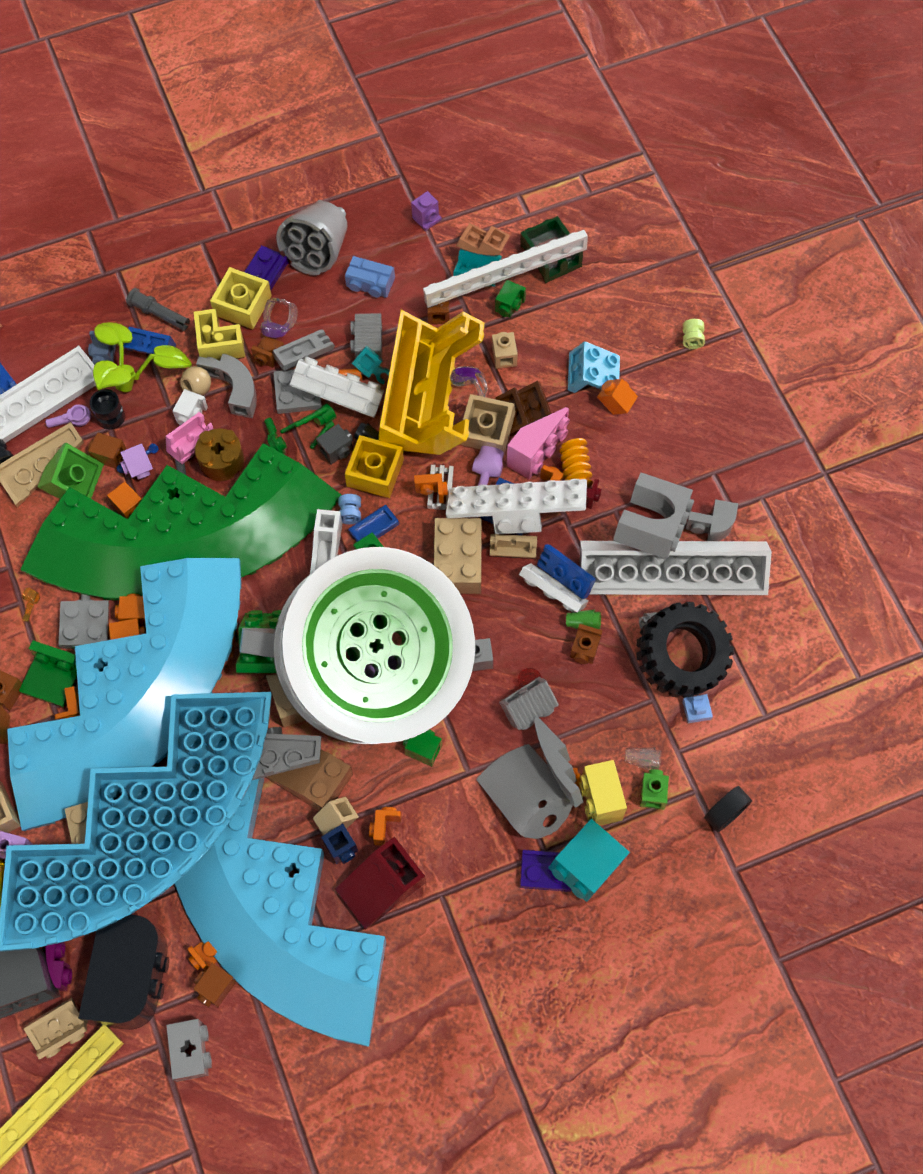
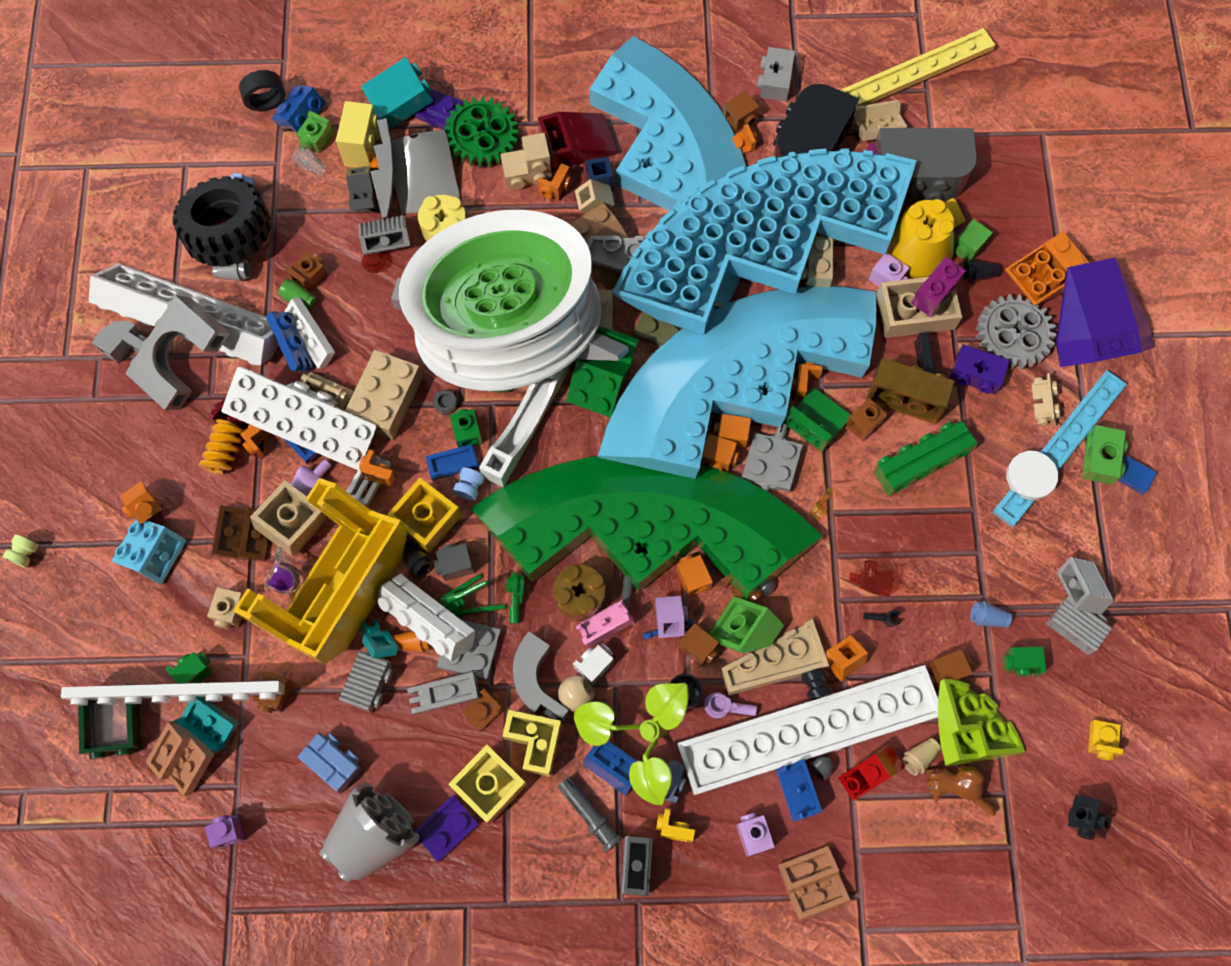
camera: 160 degrees left, 5 degrees up
(24, 335) = (754, 834): none -> lavender brick
(86, 318) = (679, 830): none -> yellow bracket
(108, 284) = (636, 866): none -> dark grey brick
(276, 330) = (465, 733): clear piece -> none
(420, 829) = (527, 165): none -> tan brick
(479, 877) = (481, 131): none -> green gear
(482, 725) = (439, 213): none -> light yellow brick
(537, 442) = (247, 476): bright pink slope -> none
(577, 741) = (361, 189): none -> dark grey brick
(685, 812) = (296, 107): none -> blue bracket

